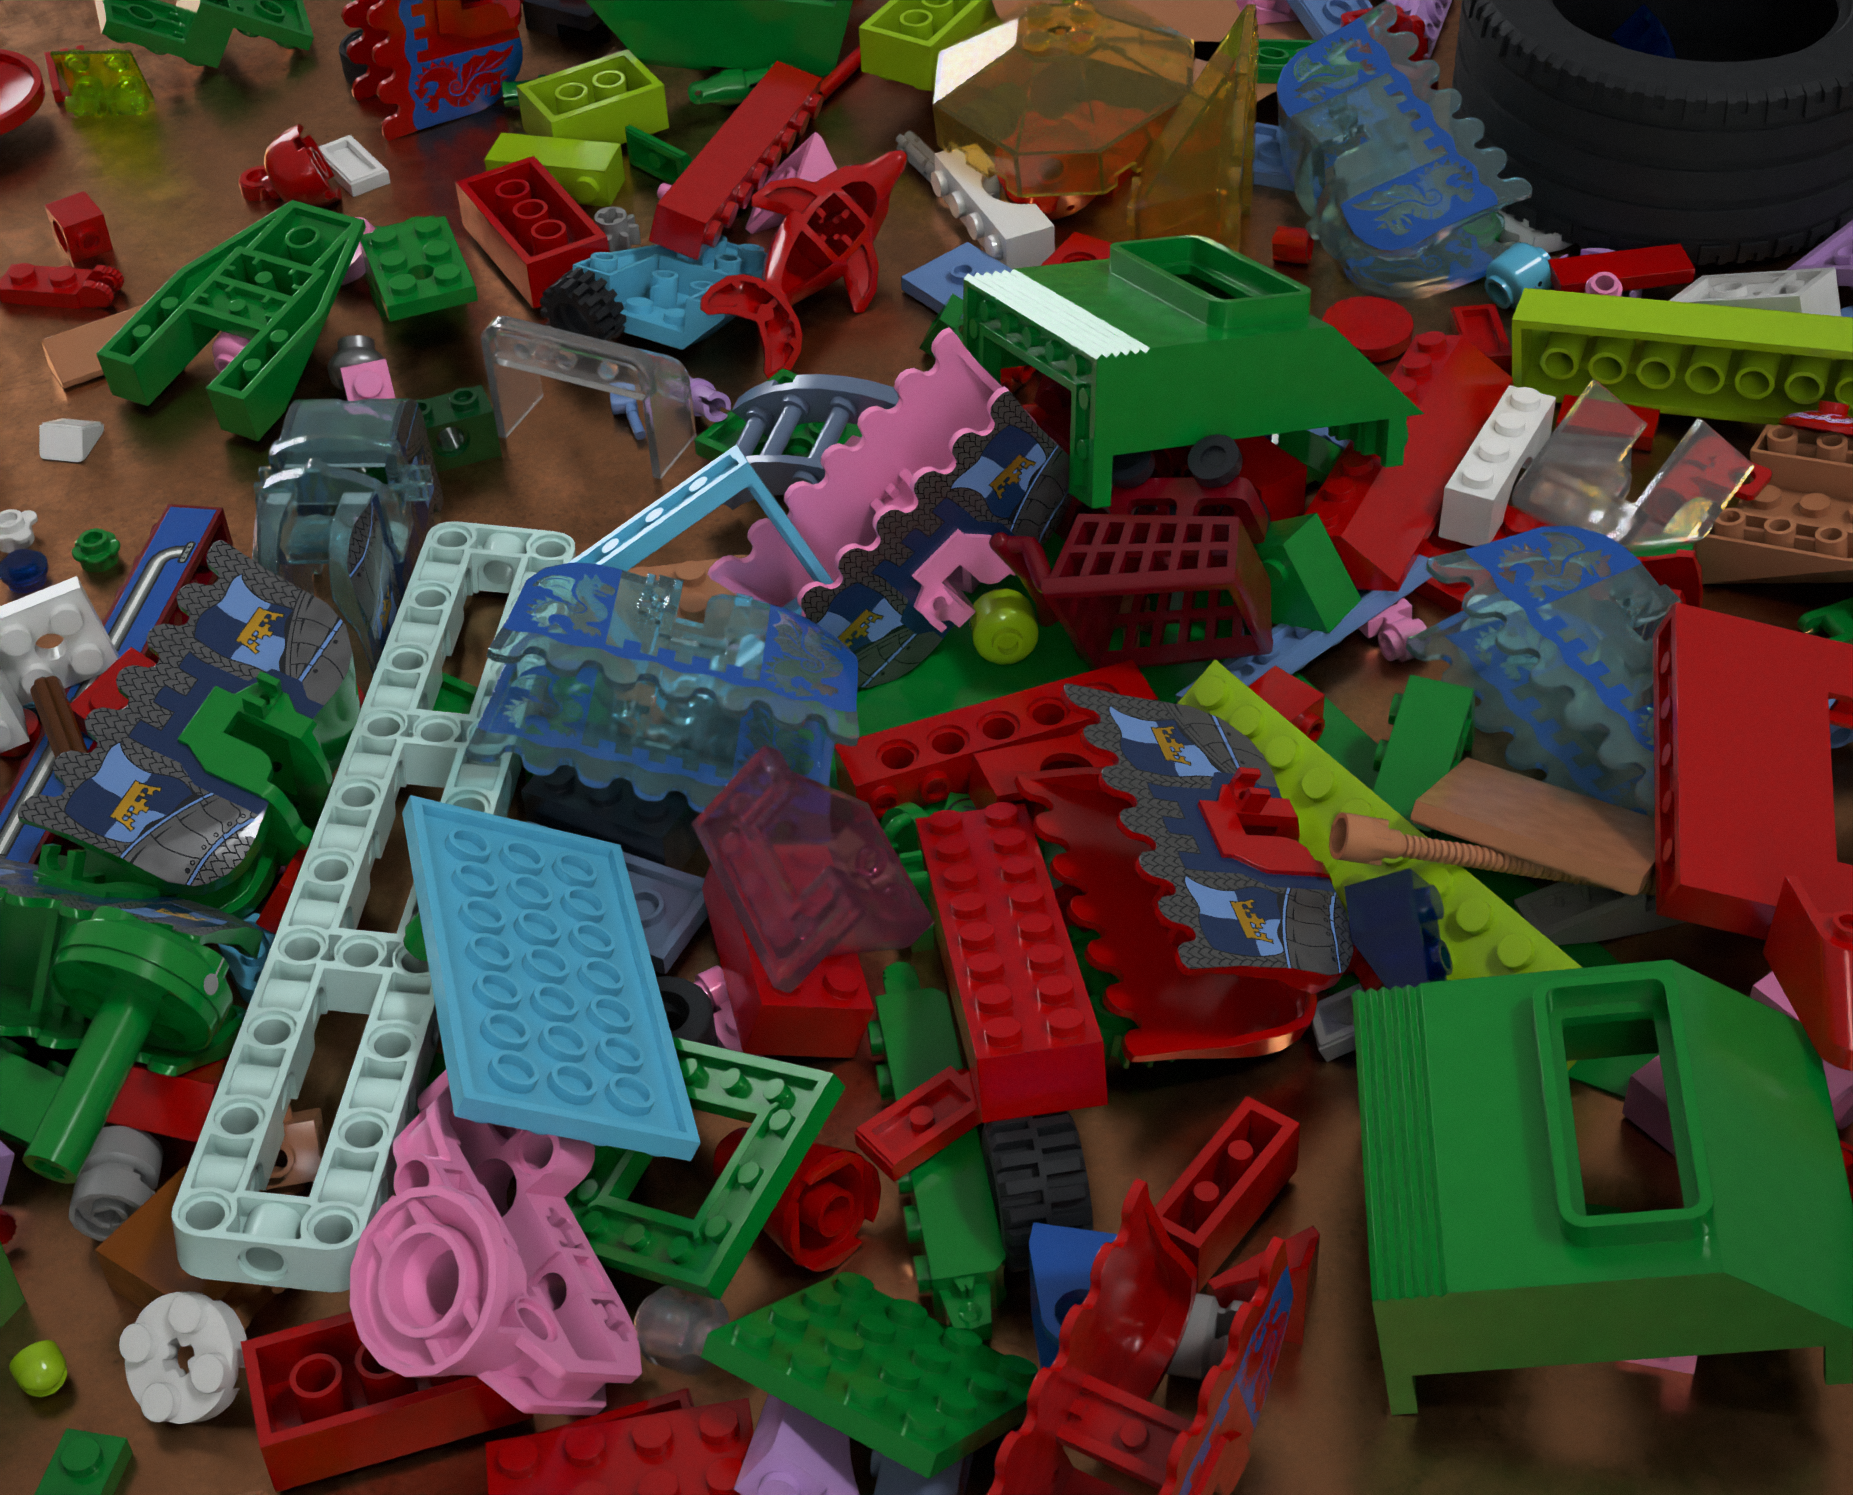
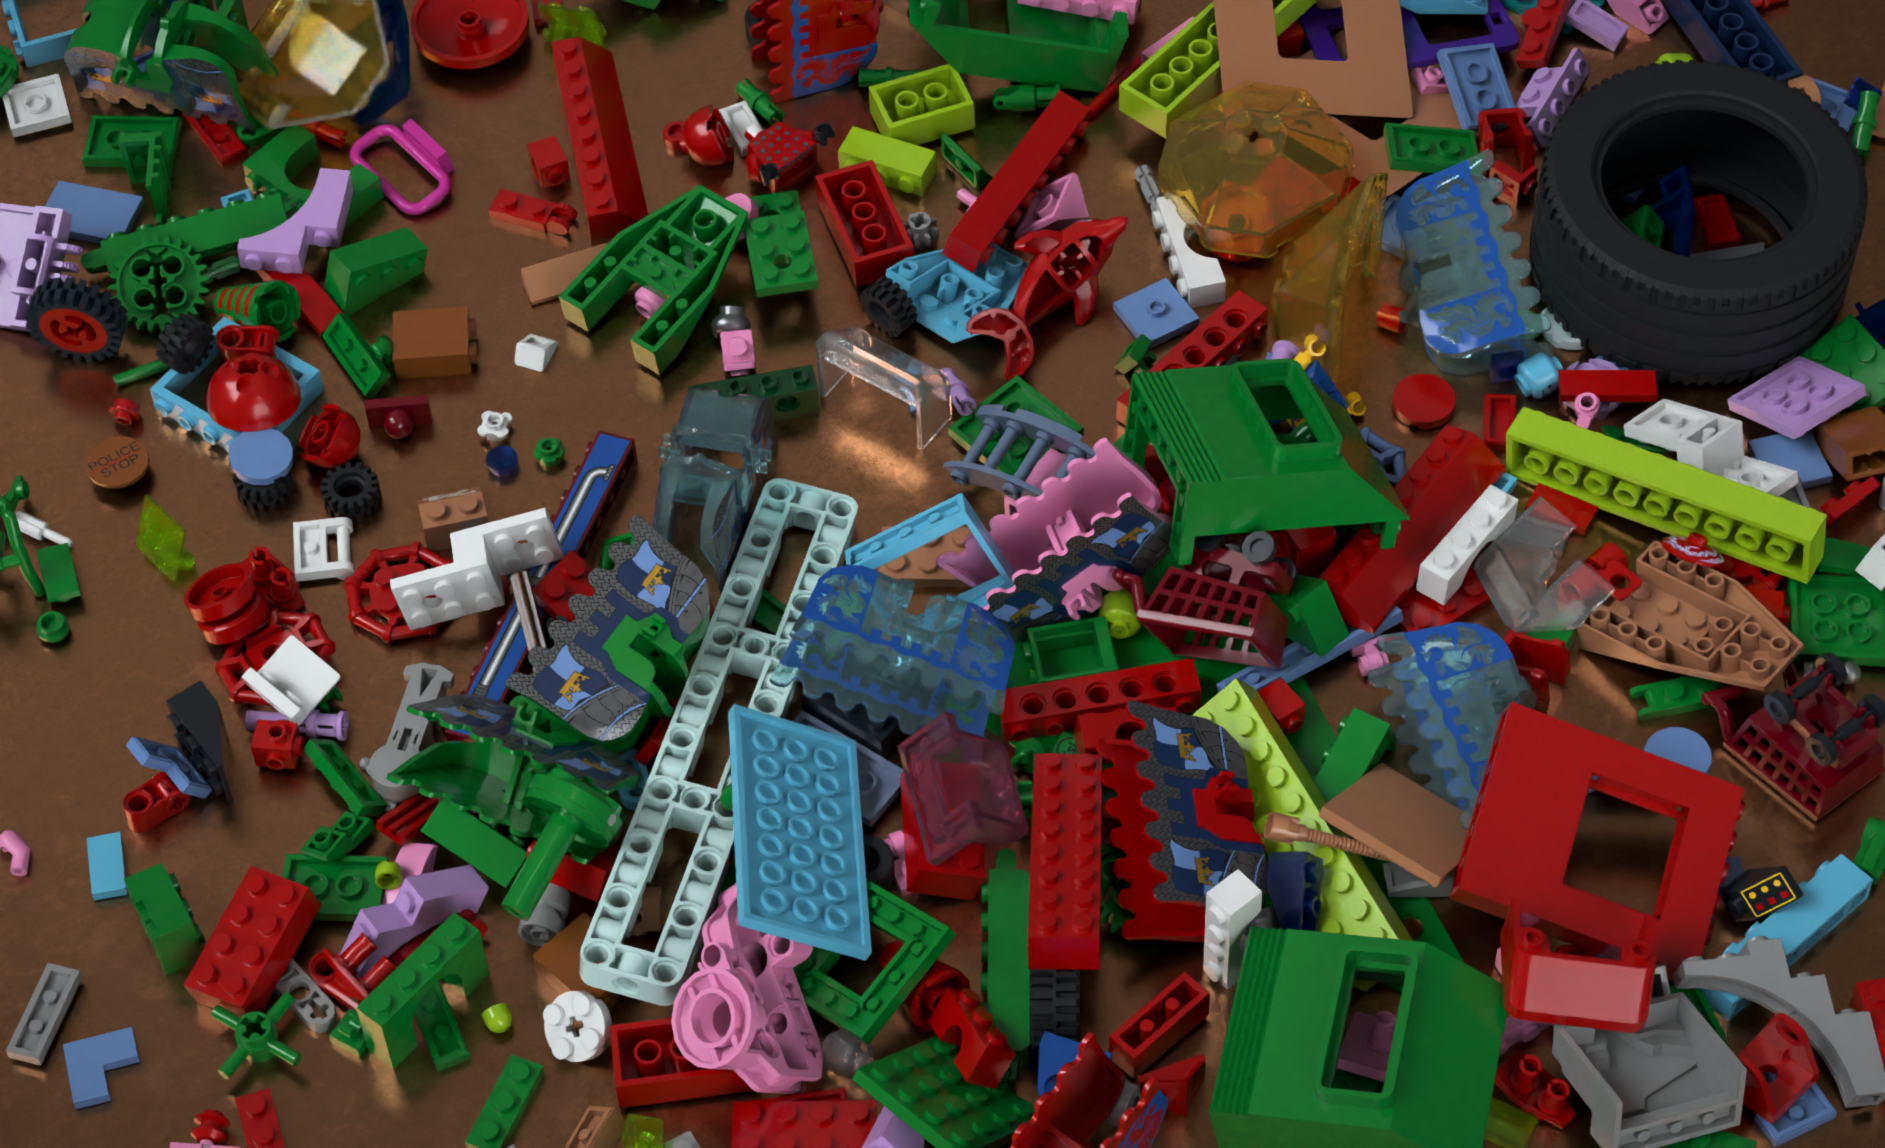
camera: 10 degrees right, 10 degrees up
(143, 185) = (599, 136): none -> red slope
(371, 134) = (759, 102): none -> green pin
(409, 177) = (783, 152): none -> red torso
(920, 1123) = (996, 957): red hinge -> none
(925, 1272) = (966, 1023): none -> red arch
(931, 664) = (1069, 635): none -> green window
(1310, 976) = (1227, 914): none -> white arch
(1468, 272) = (1504, 365): none -> clear blue tile
(1621, 1167) = (1368, 1045): none -> bright pink tile

